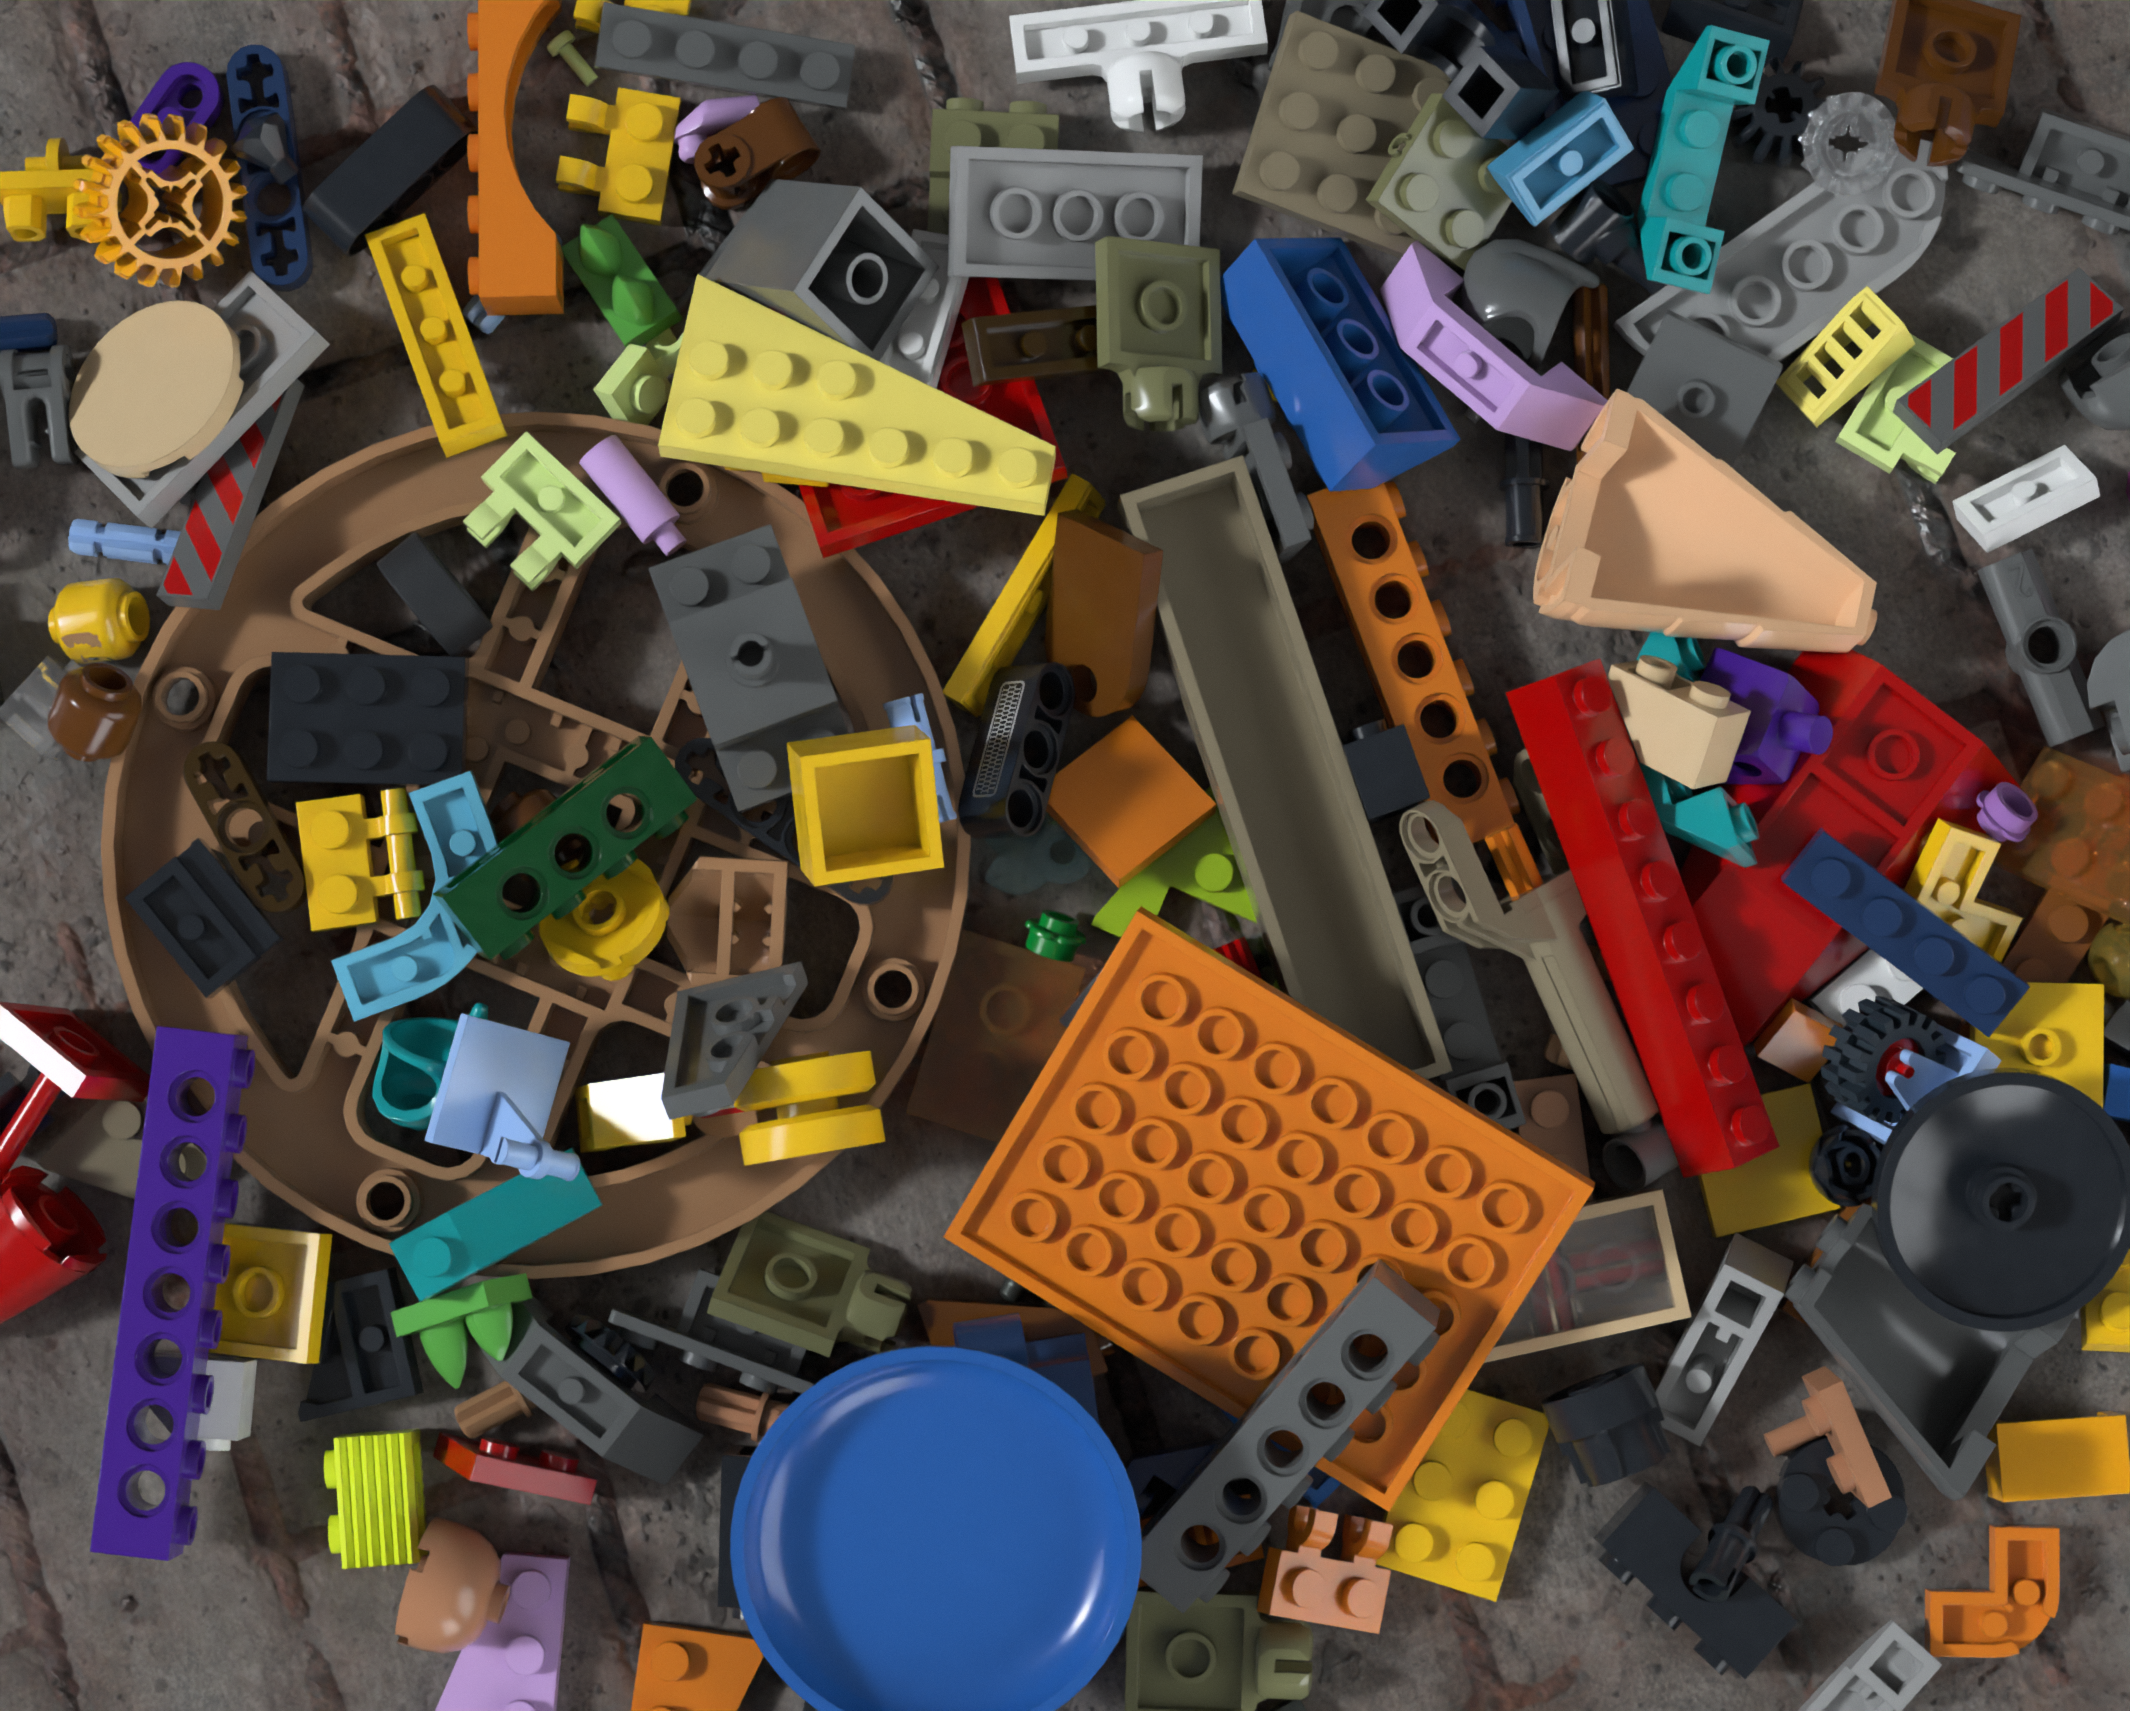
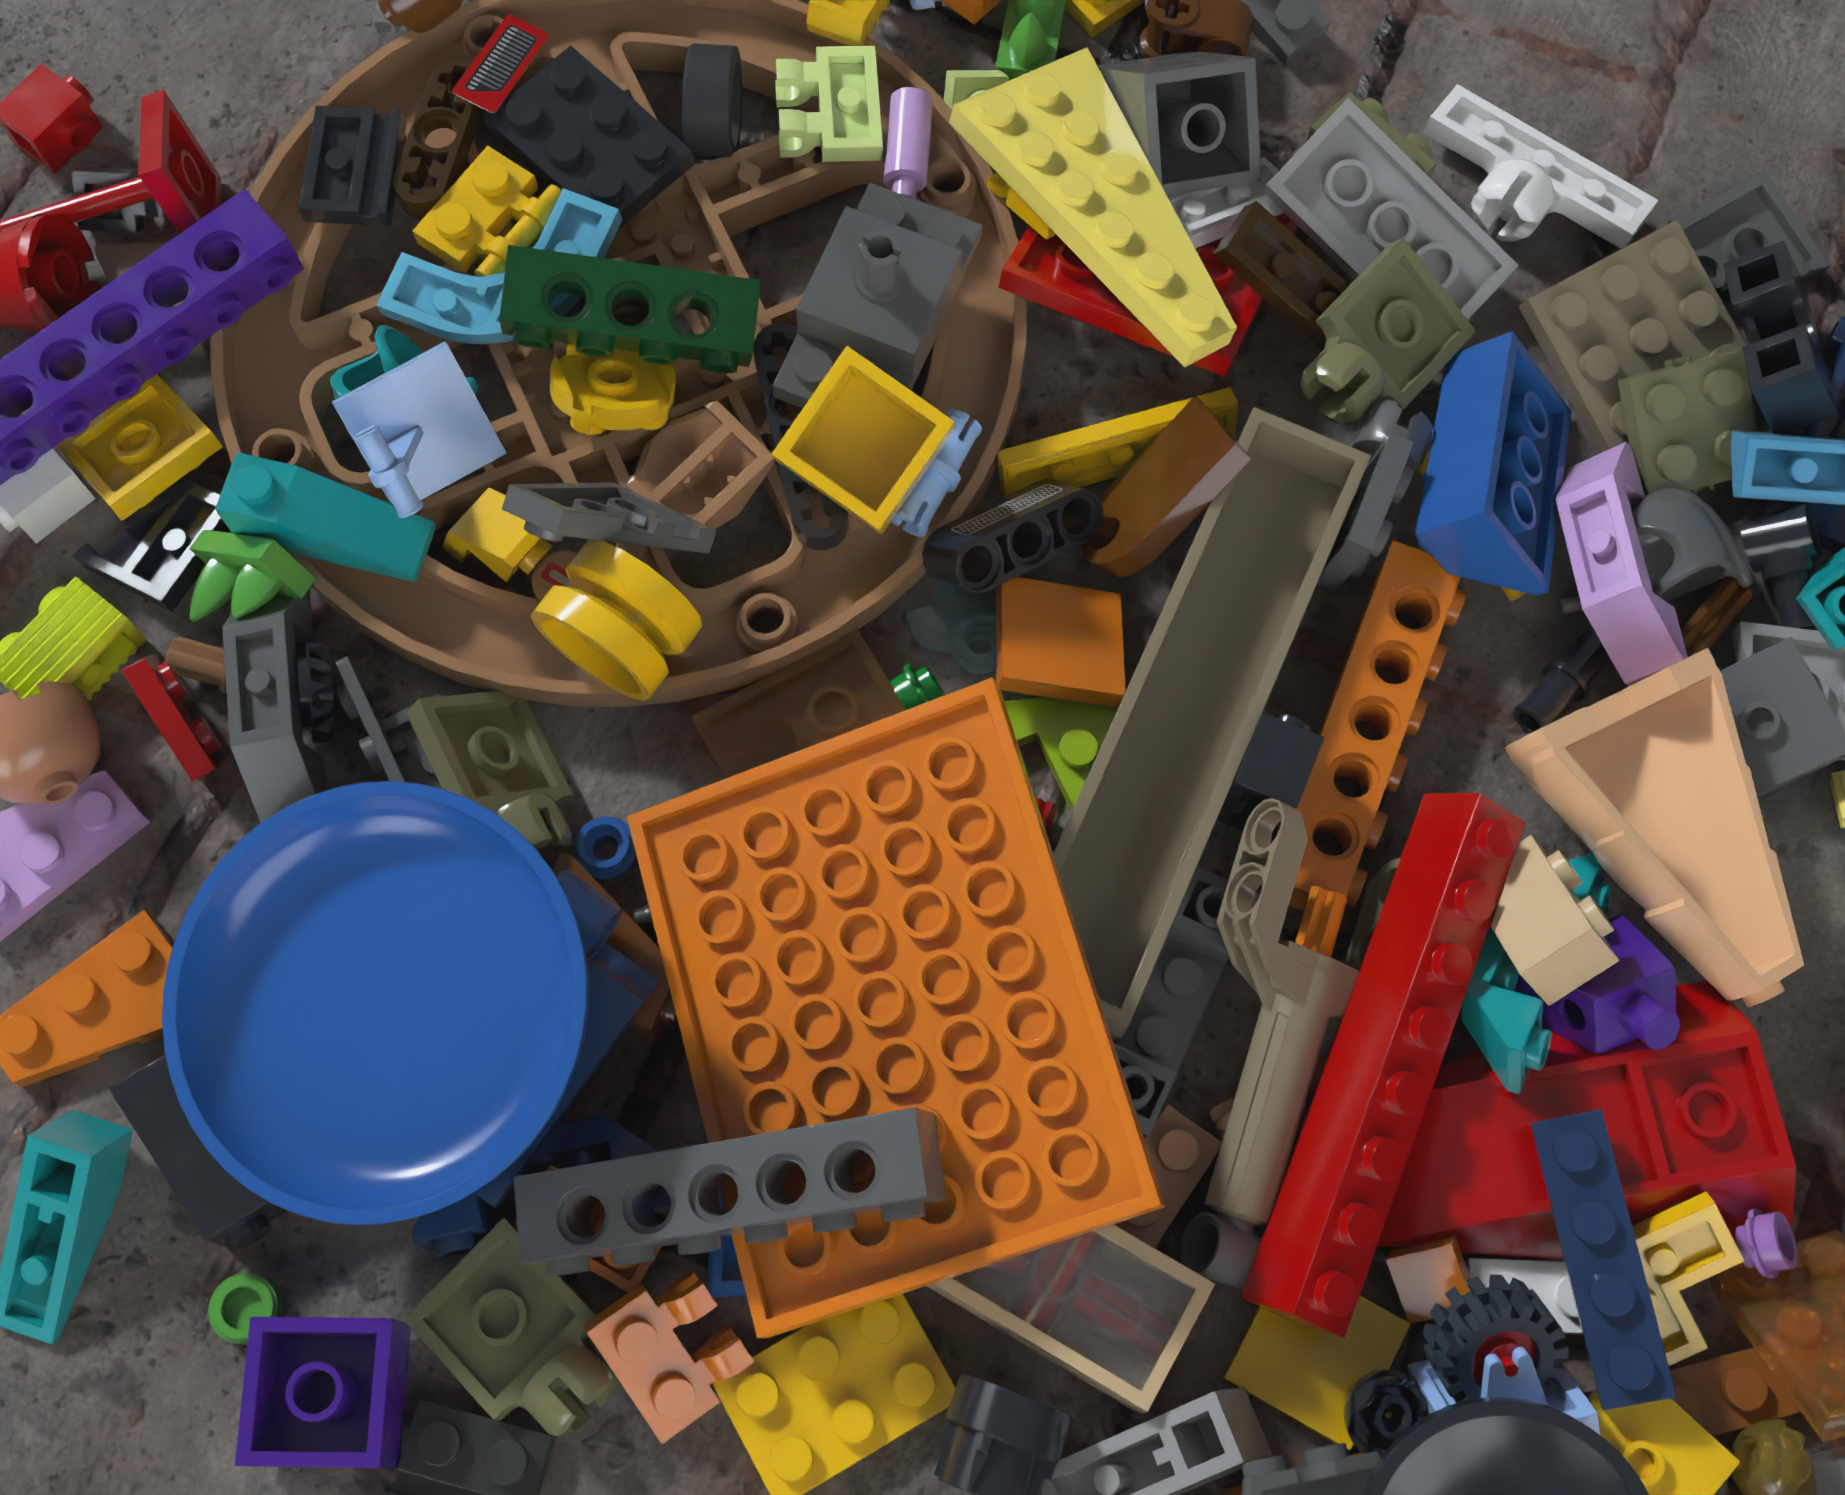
camera: 45 degrees right, 15 degrees down
(231, 719) = (500, 63): none -> sticker
(920, 1281) = (598, 832): none -> blue plate

